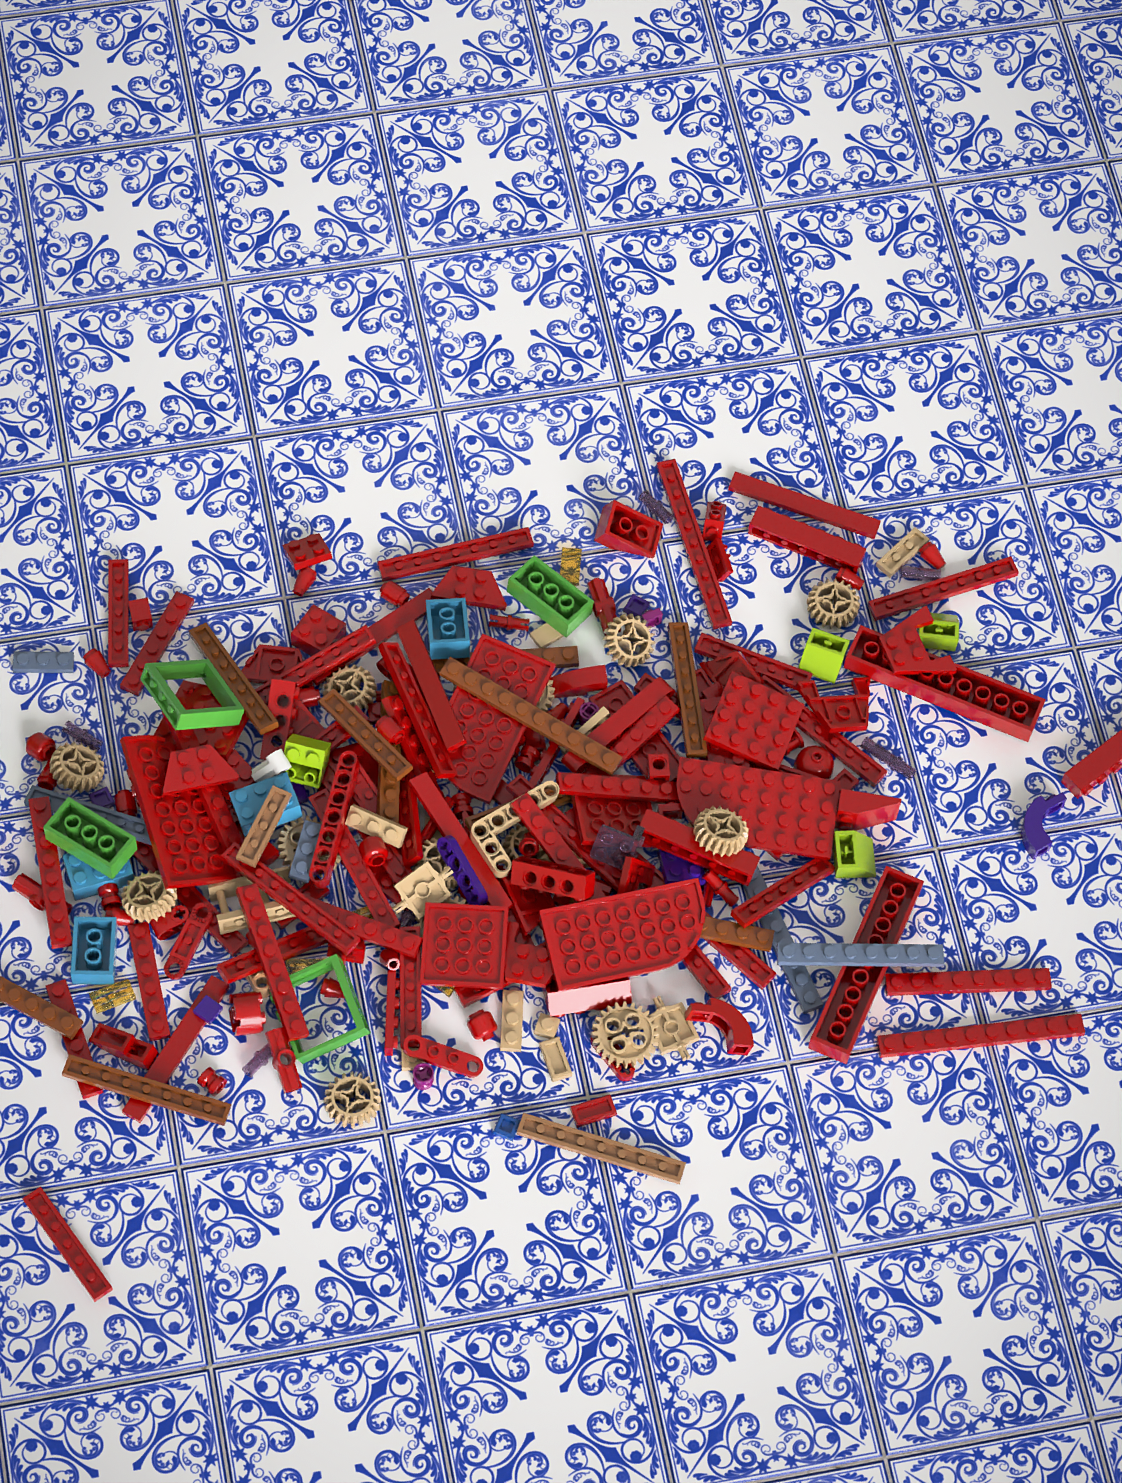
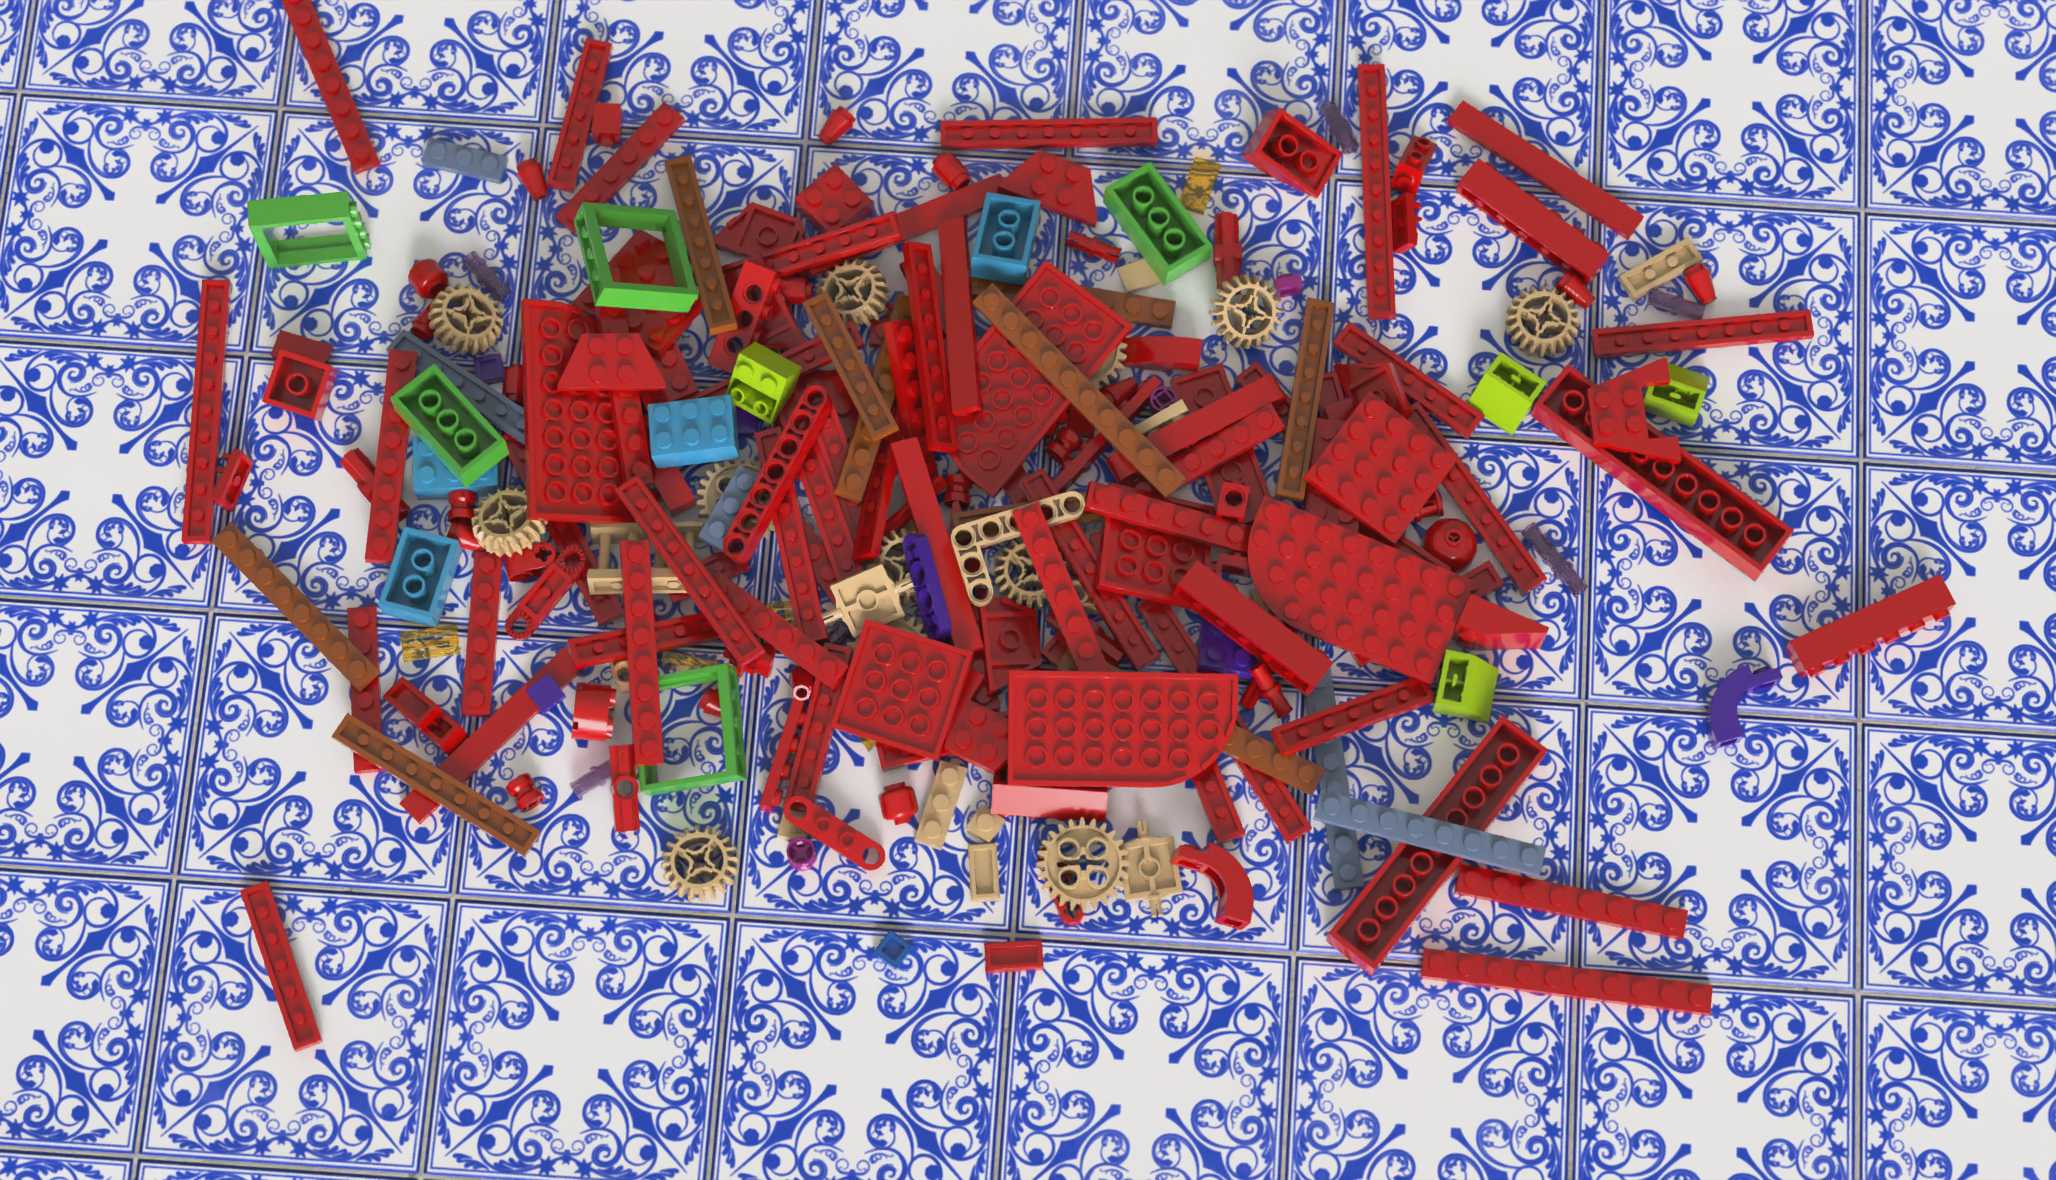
camera: 20 degrees right, 10 degrees up
(263, 826) = (677, 464): medium nougat plate -> none
(274, 765) = (717, 381): white piece -> none
(307, 551) = (850, 86): red plate -> none
(373, 851) = (817, 530): red head -> none
(376, 825) = (830, 496): tan plate -> none
(390, 730) = (883, 368): red brick -> none
(528, 845) = (1023, 573): red cone -> none
(582, 879) = (1042, 627): red brick -> none
(601, 1148) = (1008, 1012): medium nougat plate -> none
(613, 845) = (1142, 605): clear purple bracket -> none
(633, 873) = (1154, 644): red plate -> none
(636, 606) = (1272, 263): dark purple tile -> none
(720, 831) = (1284, 600): tan gear -> none
(842, 712) = (1507, 480): red wing -> none

